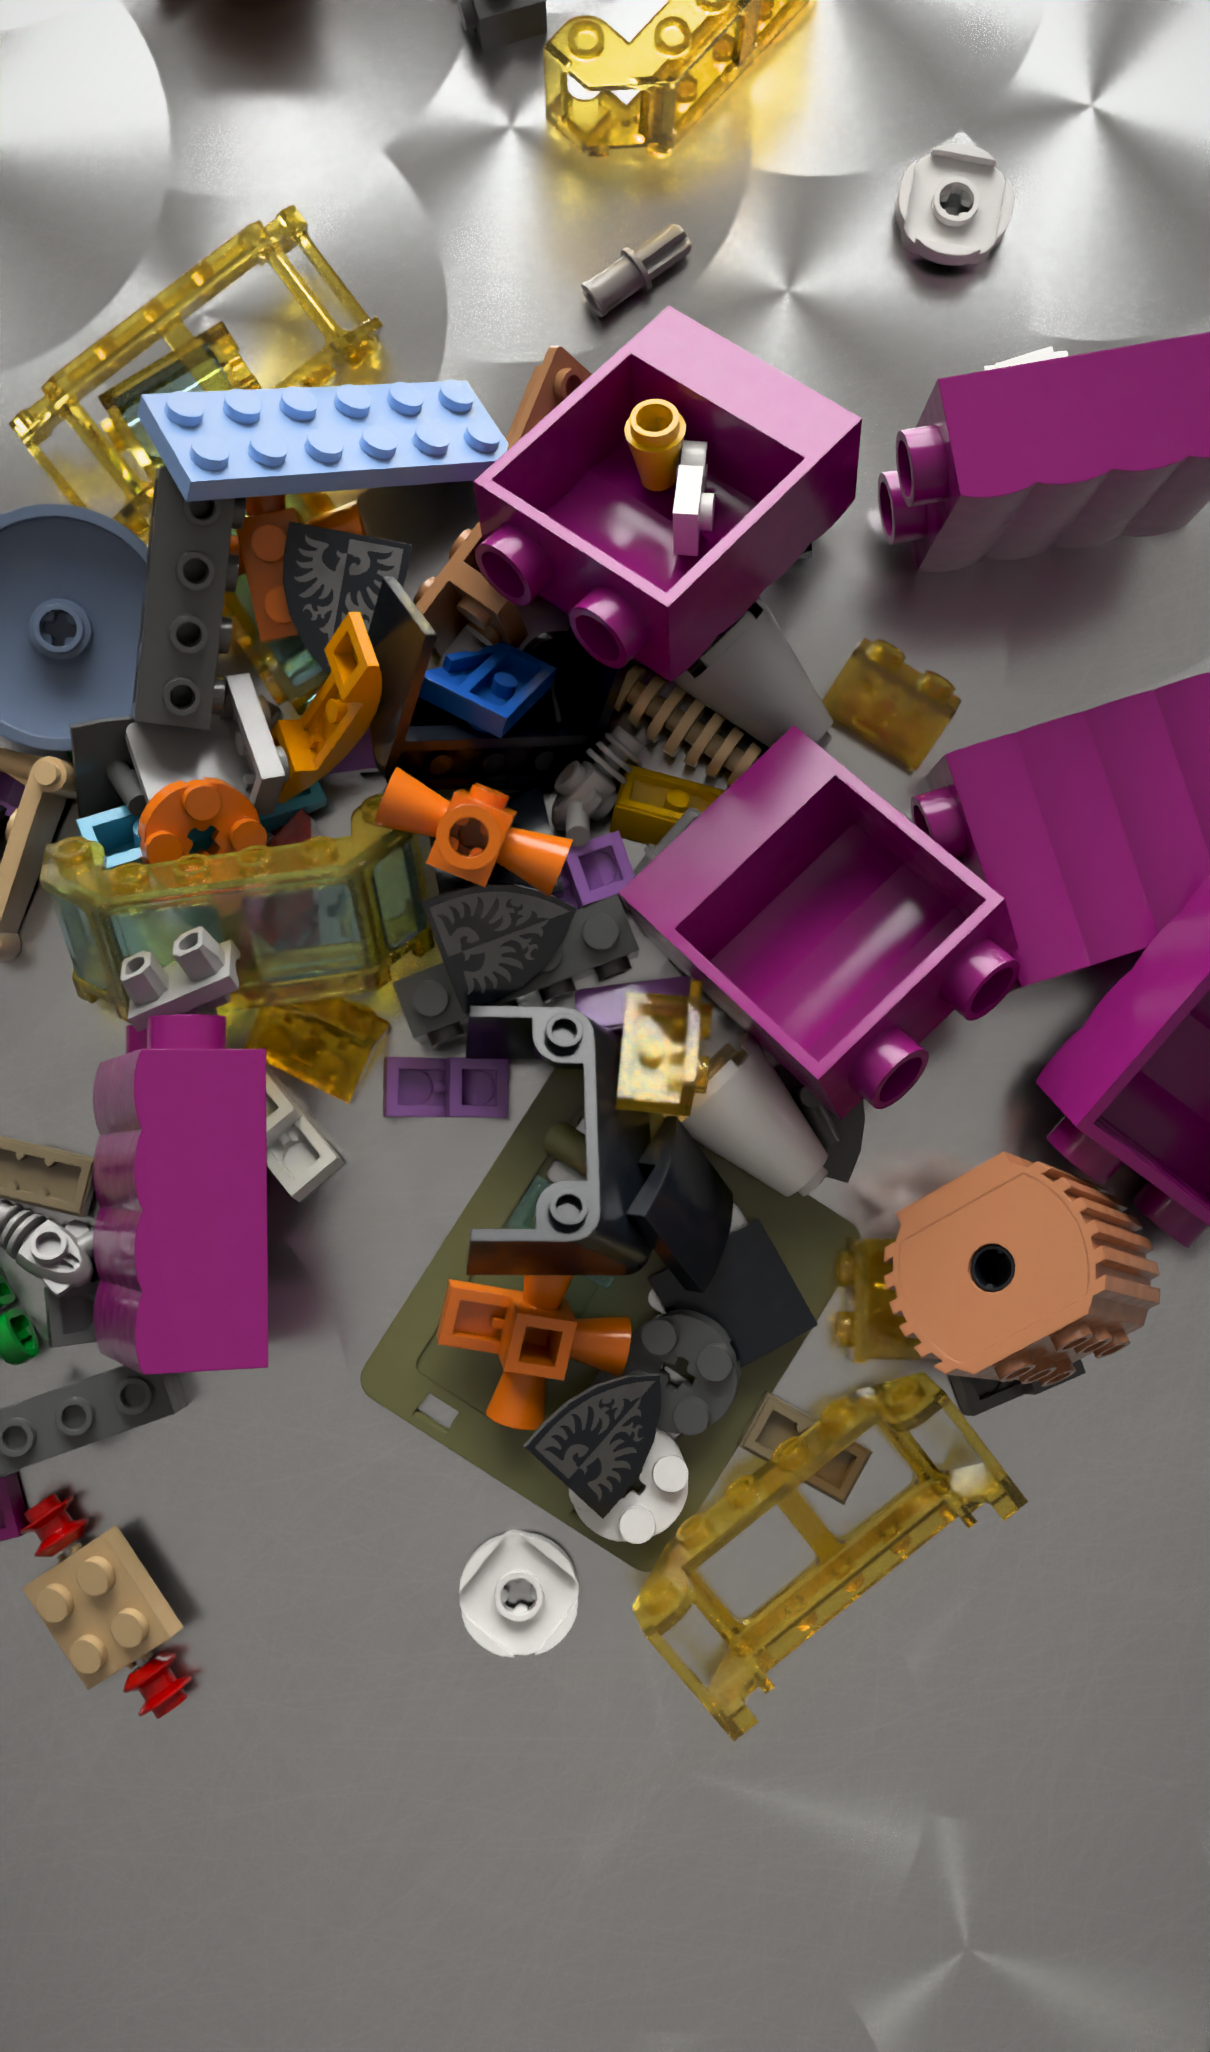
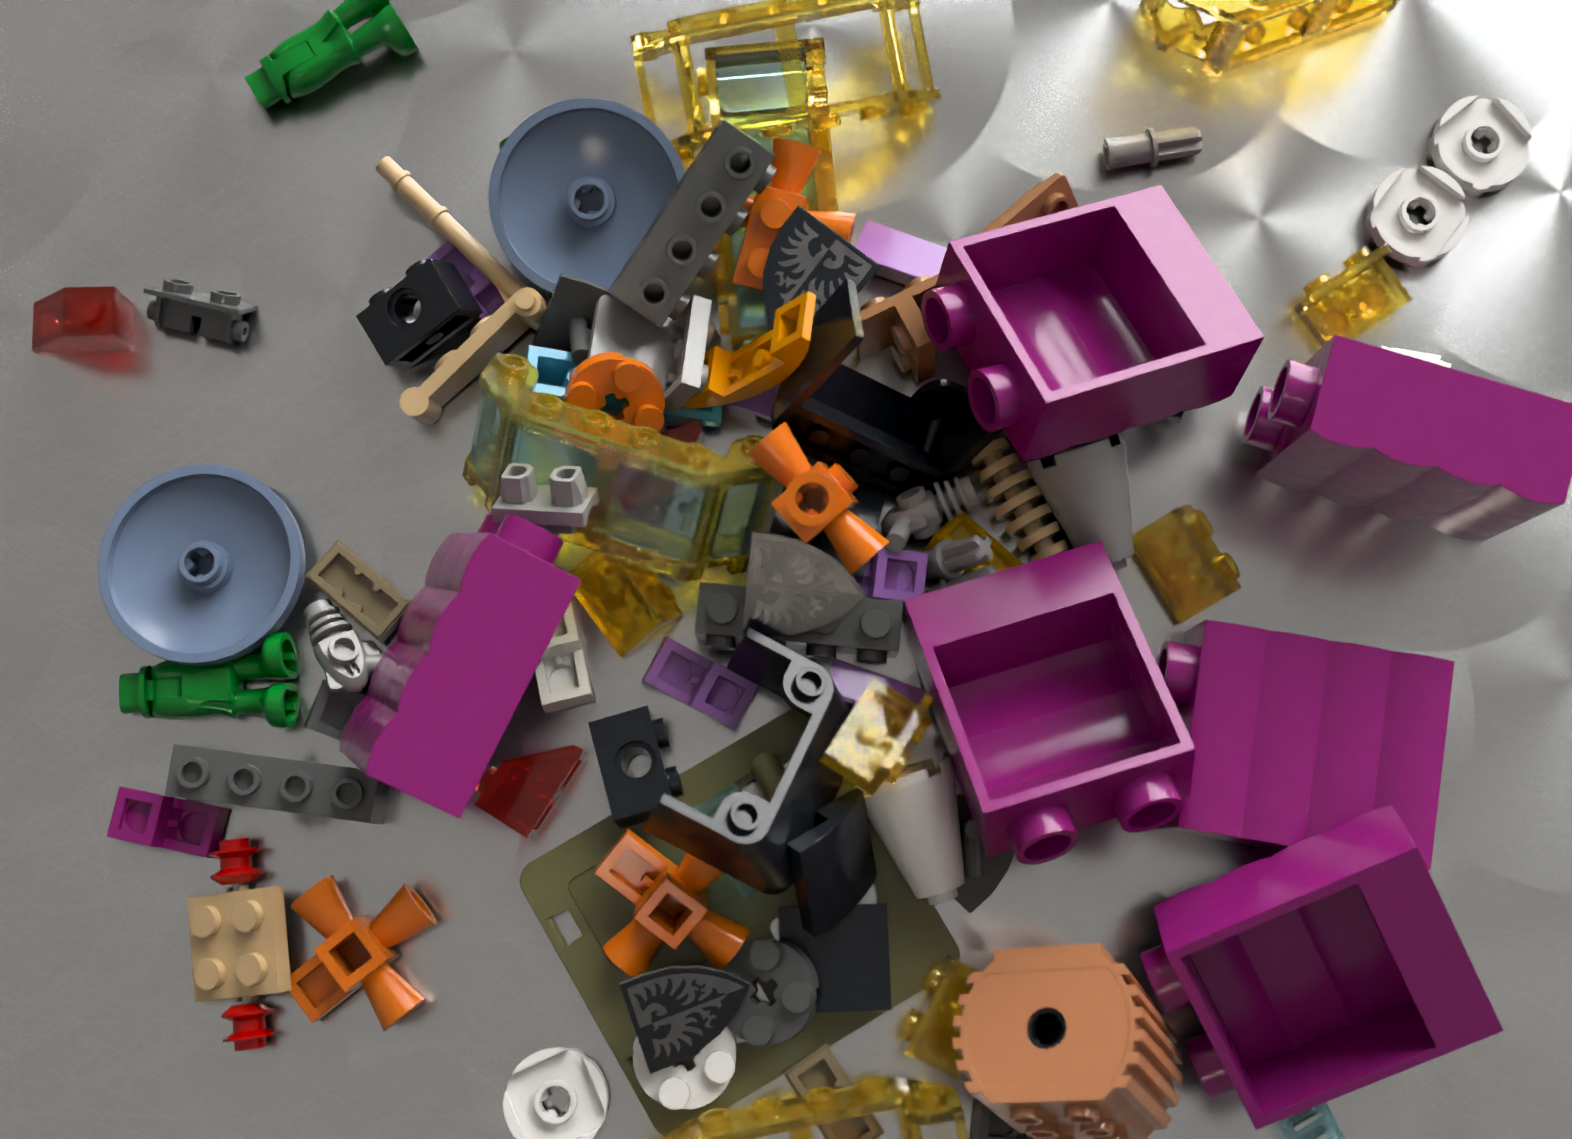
camera: 35 degrees right, 5 degrees down
(232, 1551) = (358, 953): none -> orange brick
(320, 438) = (853, 156): light blue plate -> none
(322, 1290) = (528, 787): none -> clear red slope
(390, 1197) = (616, 743): none -> black brick
(425, 520) = (899, 254): none -> slope
(488, 686) = (884, 397): blue wing -> none
(645, 821) = (952, 557): none -> light grey axle
(655, 440) = (1100, 279): yellow cone -> none
(692, 507) = (1104, 340): white plate -> none
(930, 331) = (1354, 298): none -> clear yellow bracket
(989, 59) = (1471, 169): none -> white plate

